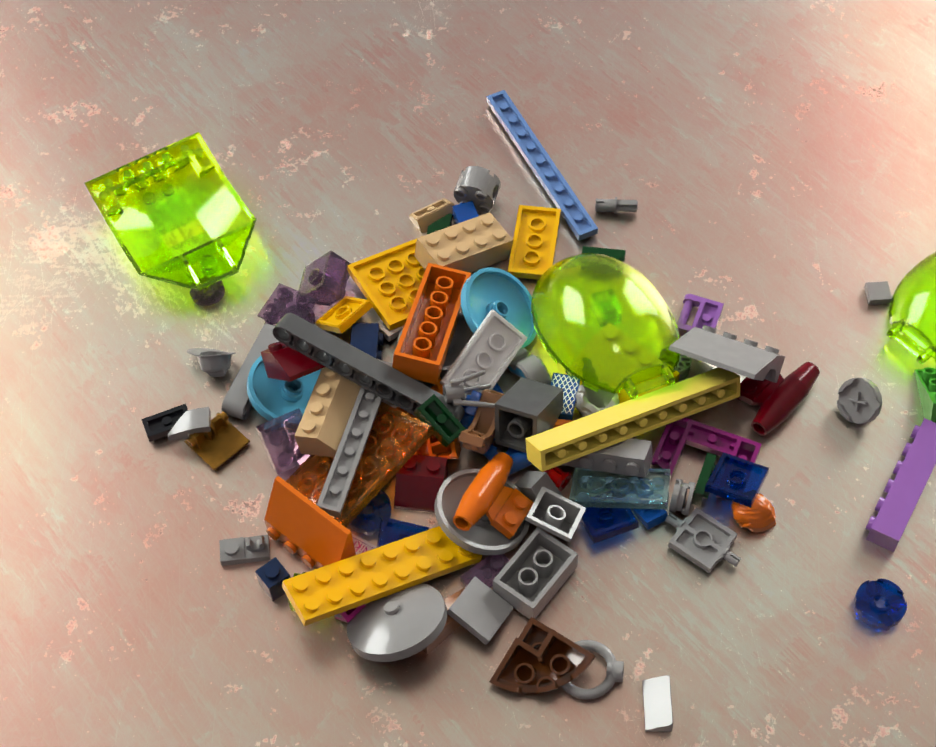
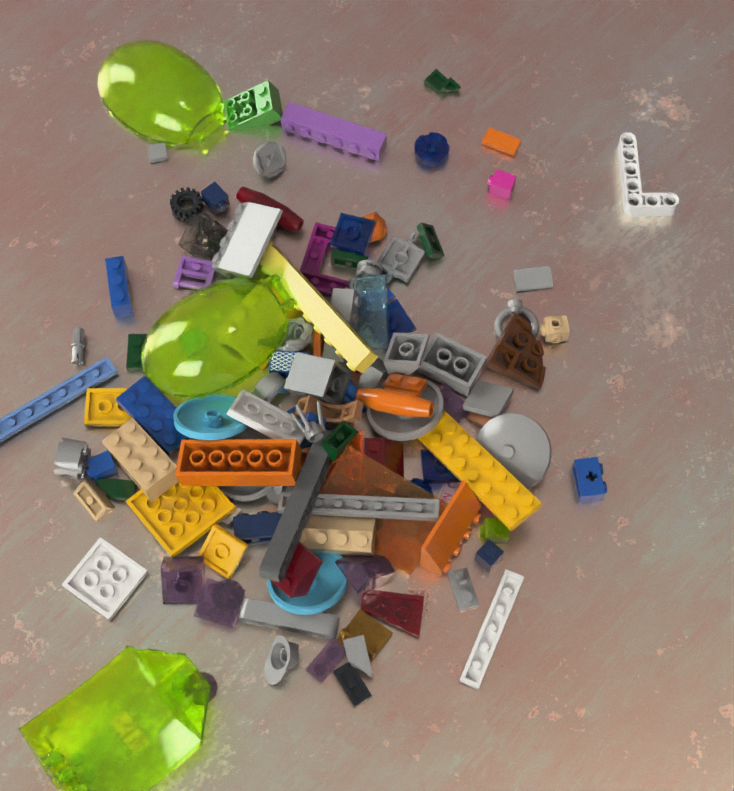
camera: 100 degrees left, 10 degrees up
(189, 571) = (491, 629): none -> white plate
(197, 397) = (326, 660): none -> clear purple plate
(239, 476) = (395, 609): none -> dark red wing
(334, 712) = (587, 490): none -> blue brick
(342, 217) = (105, 578): none -> white plate
(527, 256) = (153, 413): none -> blue plate
(572, 713) = (555, 328): none -> tan brick
(671, 240) = (118, 286): none -> blue arch
(727, 578) = (430, 241): none -> dark green plate
(750, 323) = (202, 236): none -> clear smoke slope
(795, 325) = (183, 196): none -> black tyre
(803, 341) = (215, 198): none -> dark blue brick
(816, 686) = (501, 184): none -> dark pink brick
(894, 702) = (501, 141): none -> orange tile

